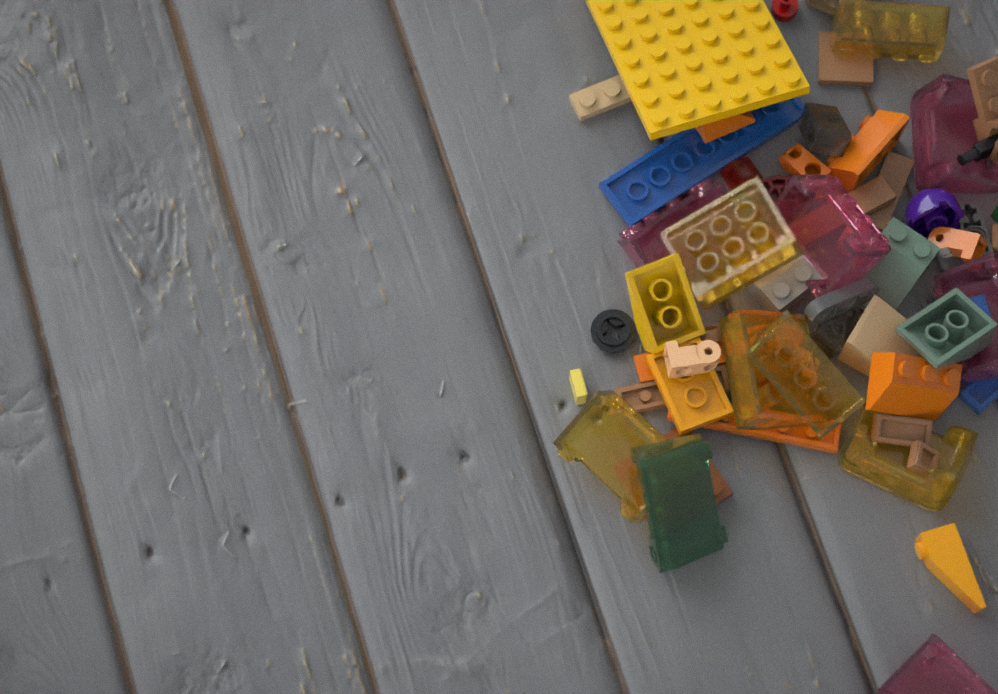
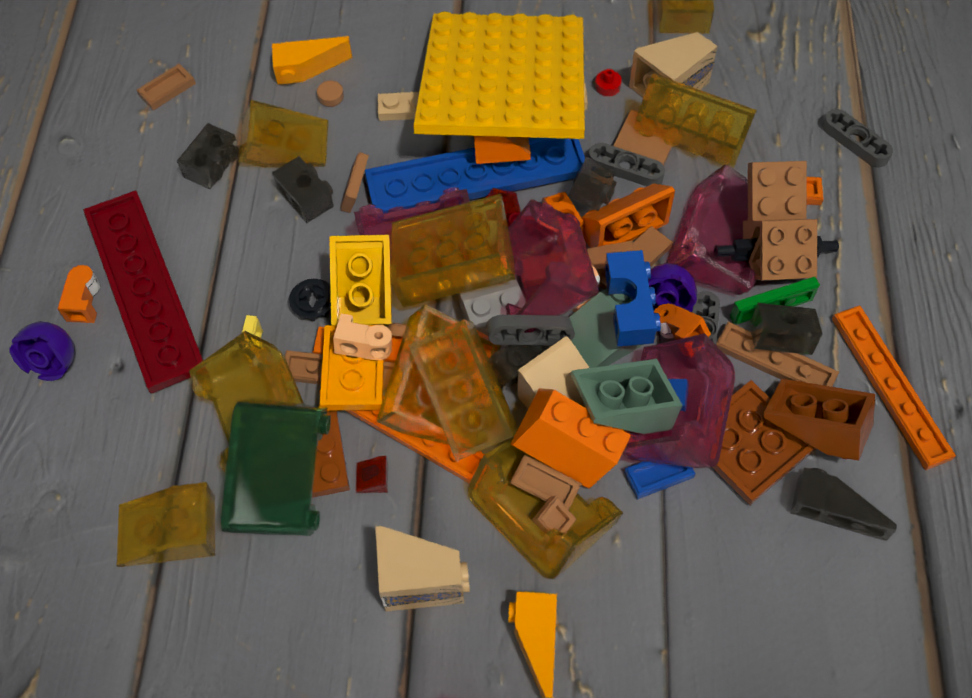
camera: 20 degrees right, 10 degrees down
(350, 155) = (166, 87): none -> medium nougat tile
(392, 394) = (78, 295): none -> orange leg
(398, 468) = (43, 349): none -> dark purple cylinder
(436, 218) = (208, 156): none -> clear smoke brick
(451, 376) = (143, 291): none -> dark red plate
(476, 81) = (307, 58): none -> light orange slope
(501, 175) = (278, 135): none -> clear yellow slope
(520, 108) = (330, 93): none -> medium nougat tile
(557, 236) = (303, 189): none -> clear smoke brick
(594, 585) = (167, 526): none -> clear yellow slope
(595, 199) = (354, 182): none -> medium nougat tile
(748, 476) = (372, 475): none -> clear red slope
(832, 545) = (418, 572): none -> tan slope
(858, 101) = (637, 160): none -> dark grey beam
(905, 216) = (629, 275): none -> blue arch

